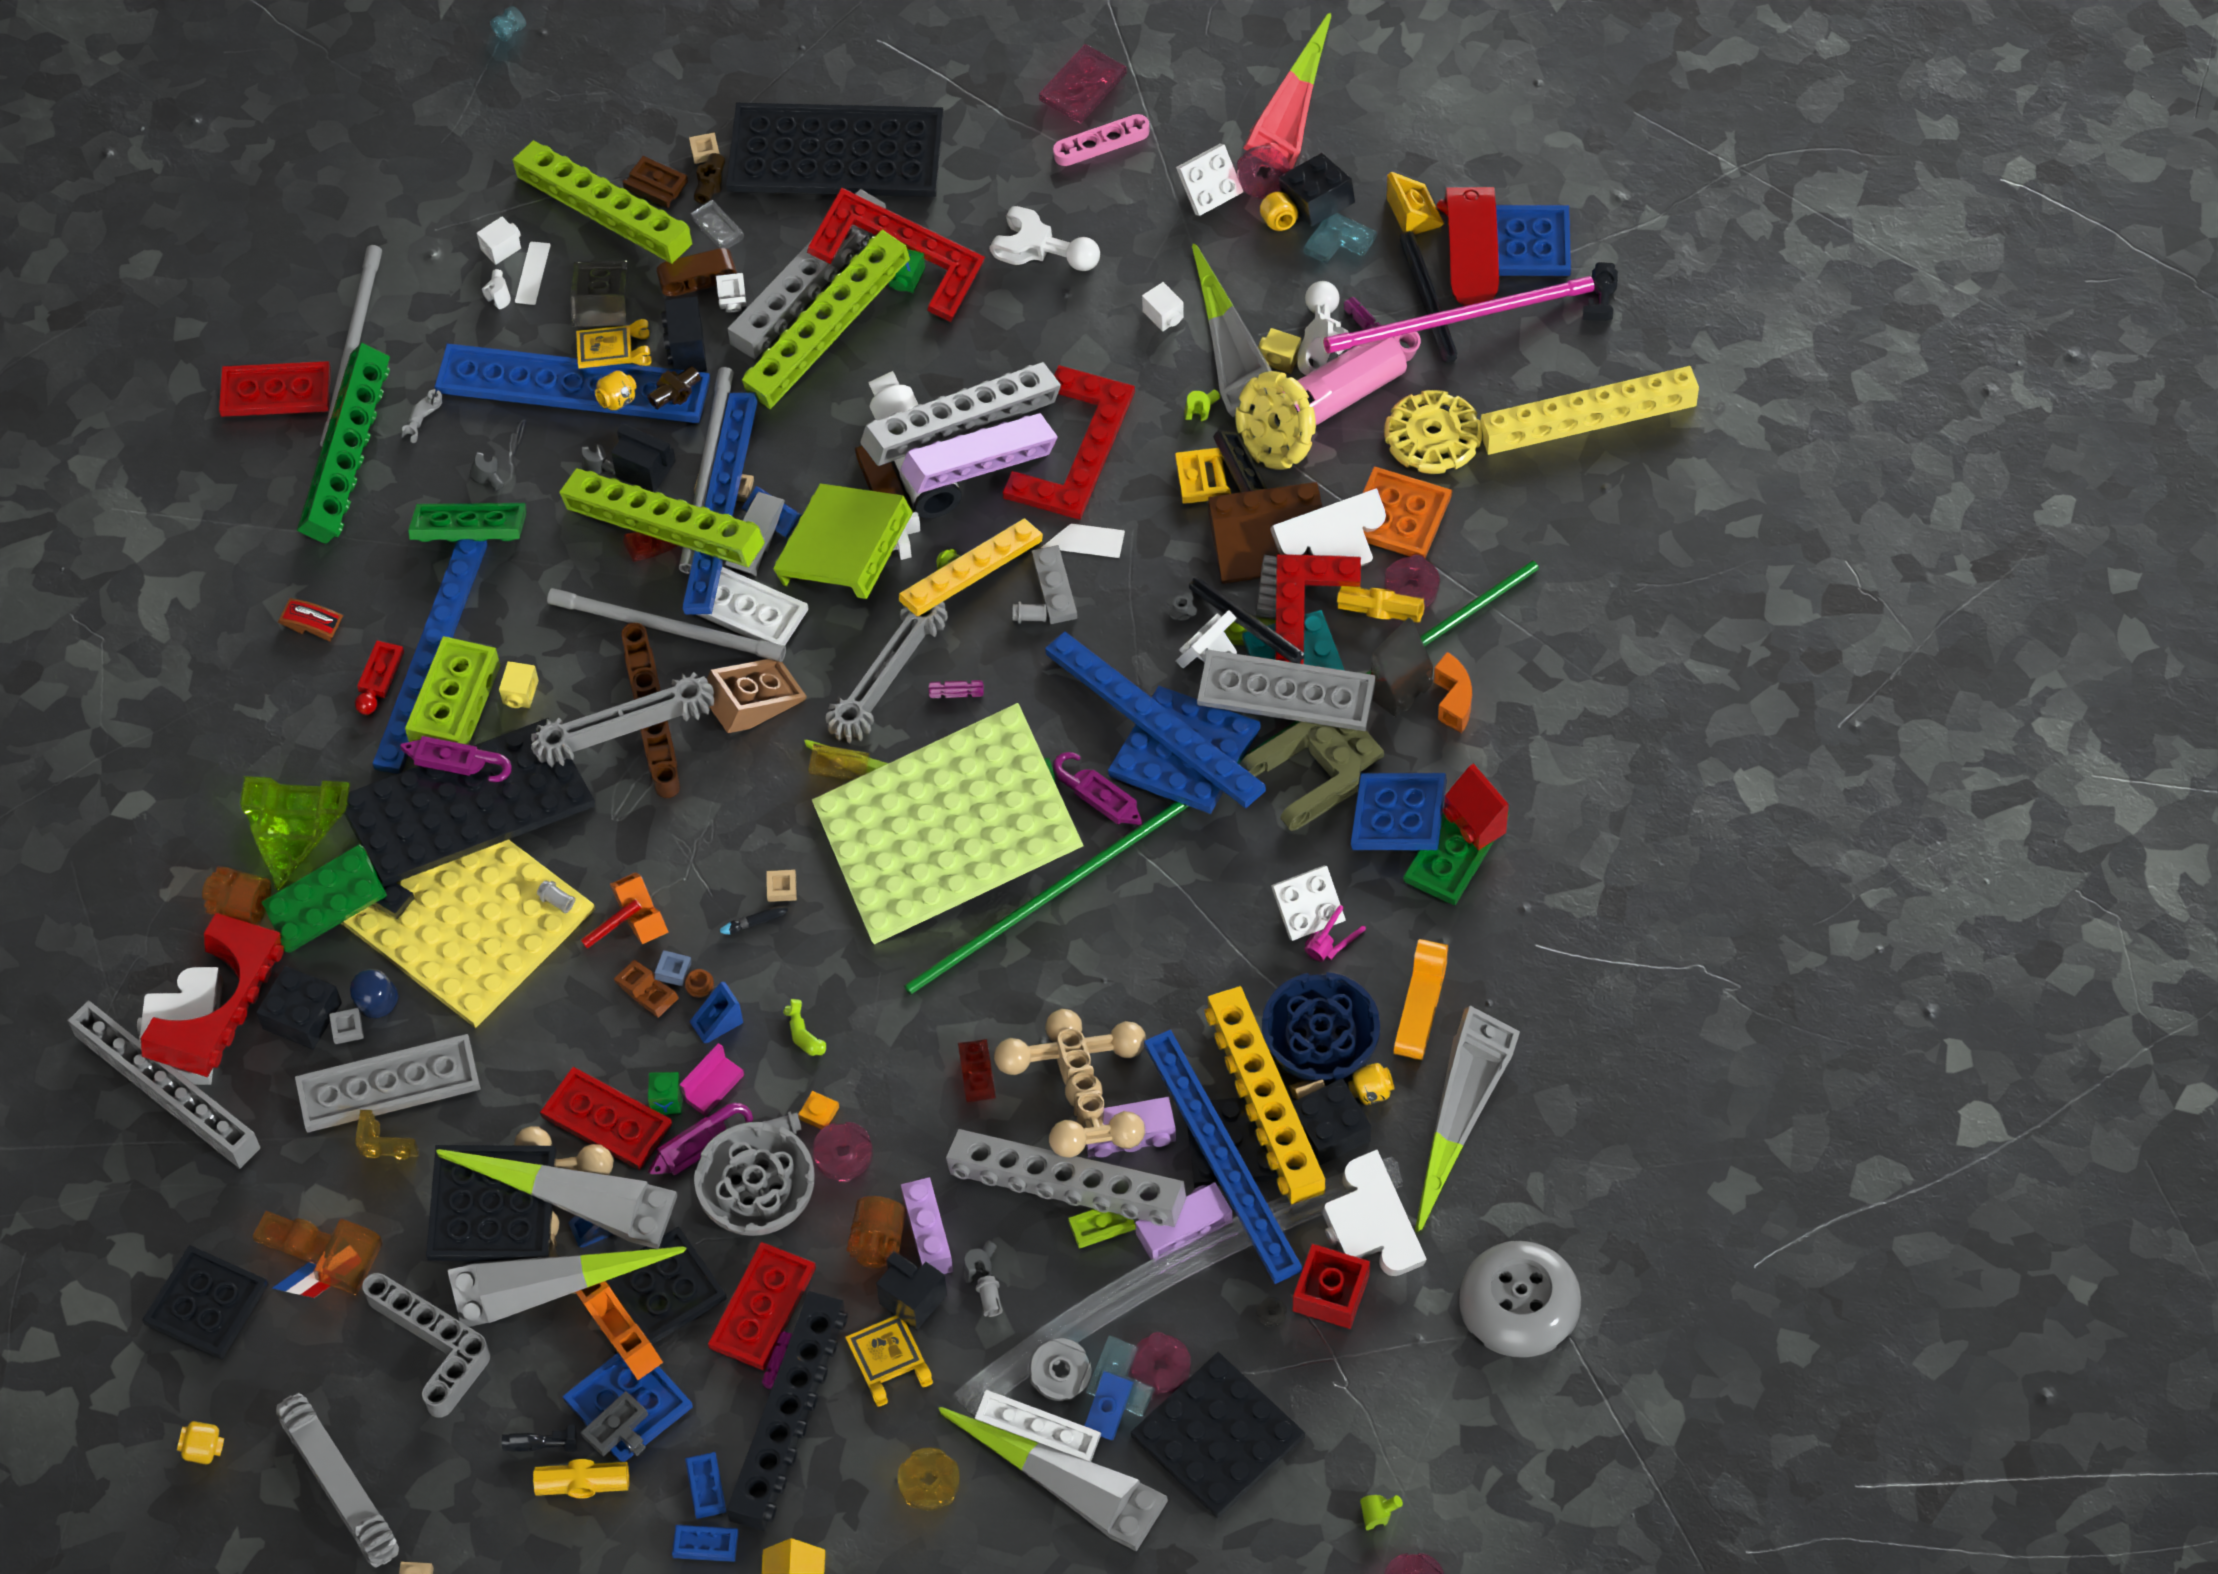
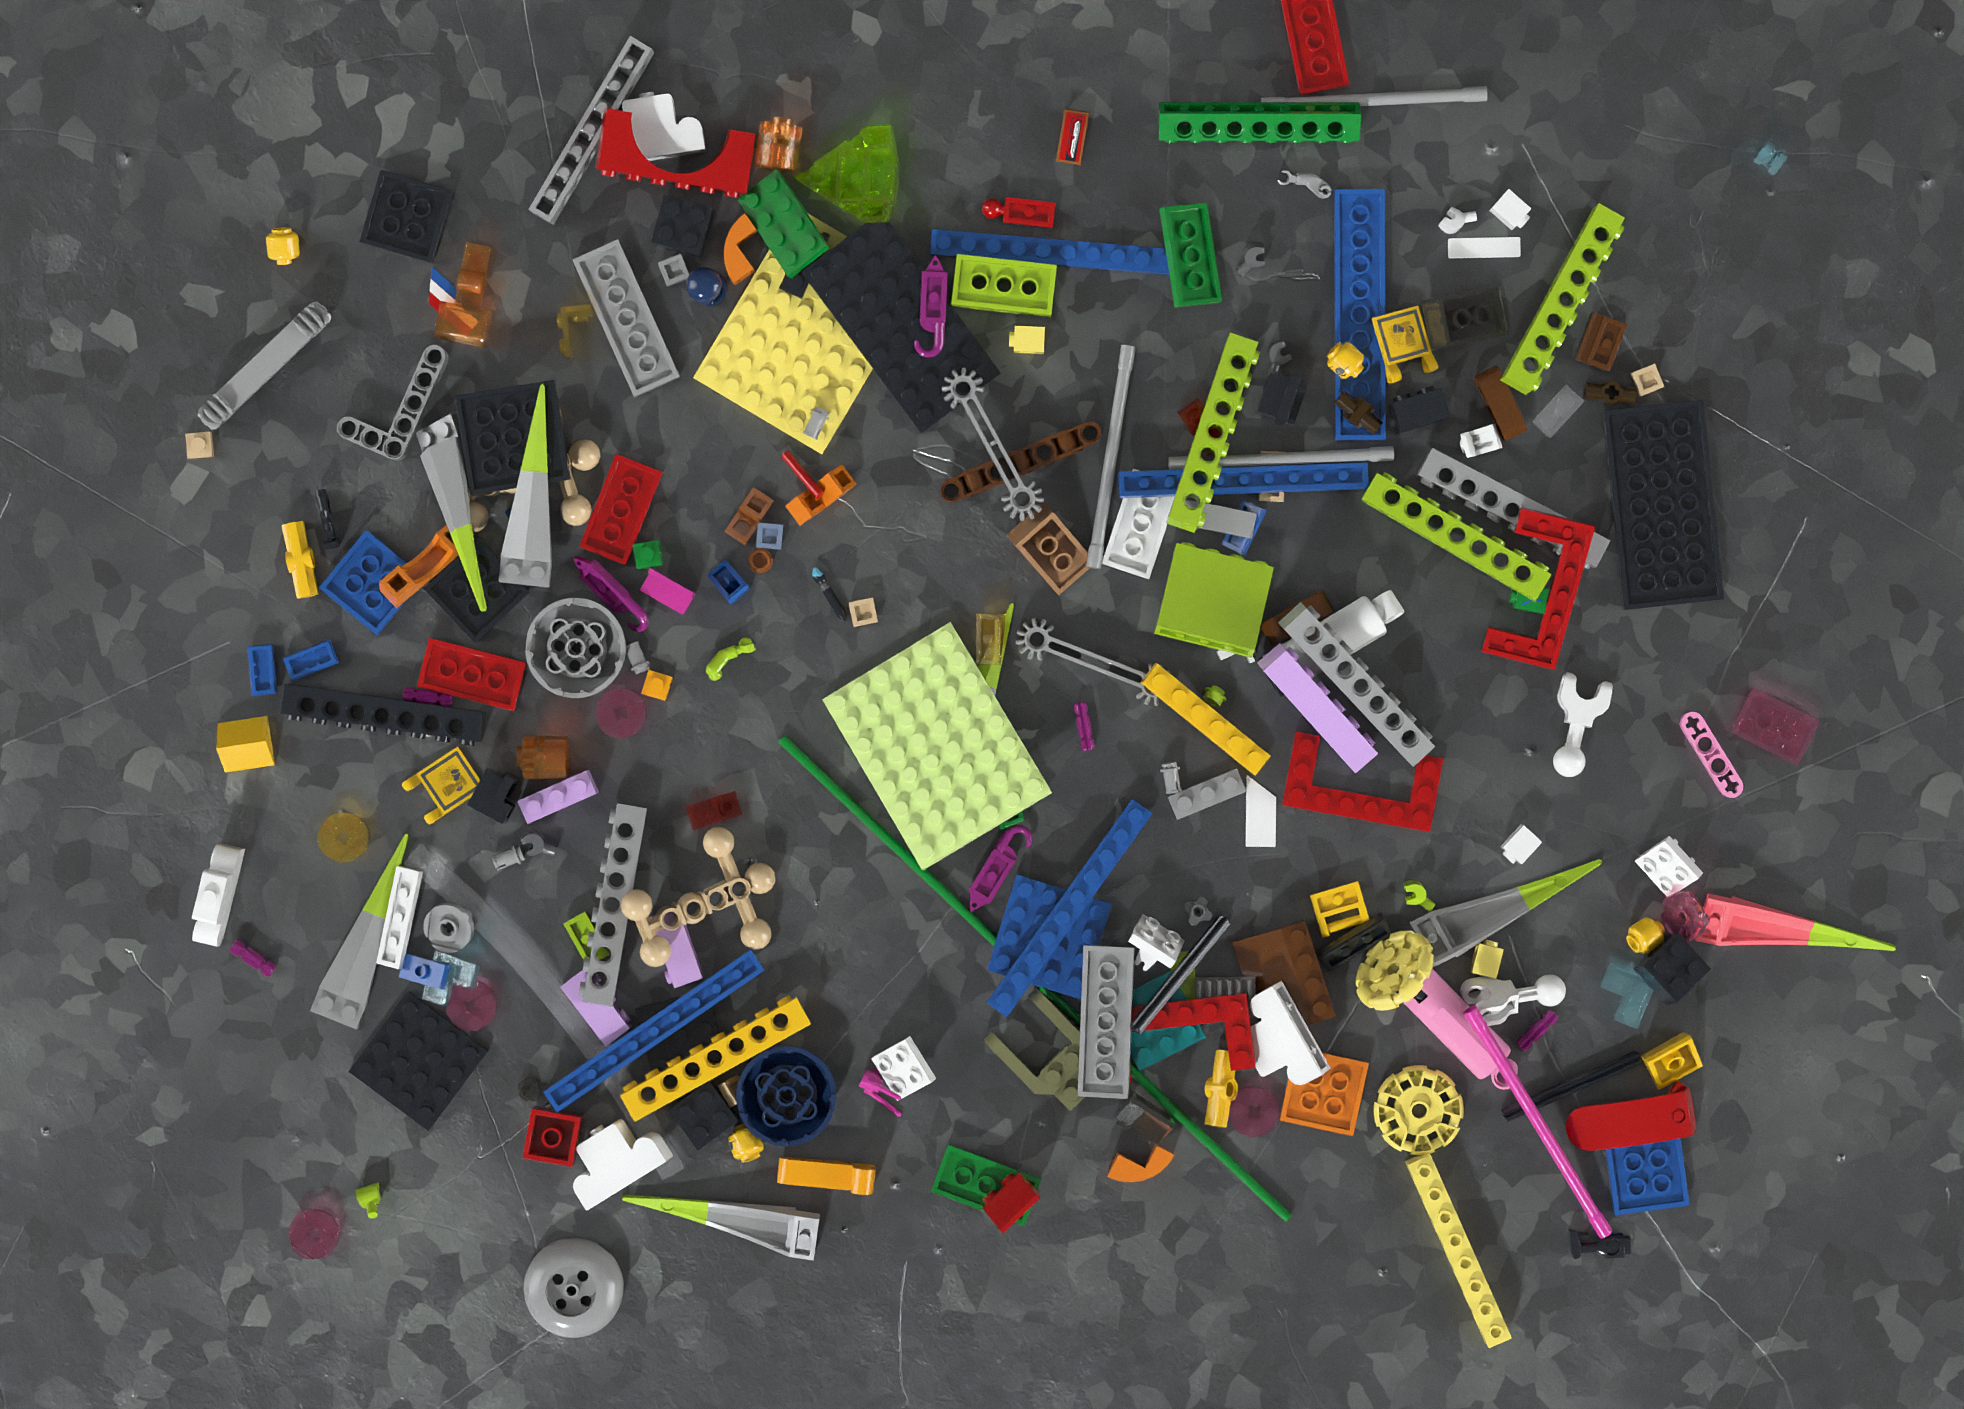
camera: 75 degrees right, 30 degrees up
(343, 961) = (735, 261): none -> orange brick
(617, 1424) = (341, 580): dark grey plate -> none
(1399, 811) = (1009, 1132): blue plate -> none

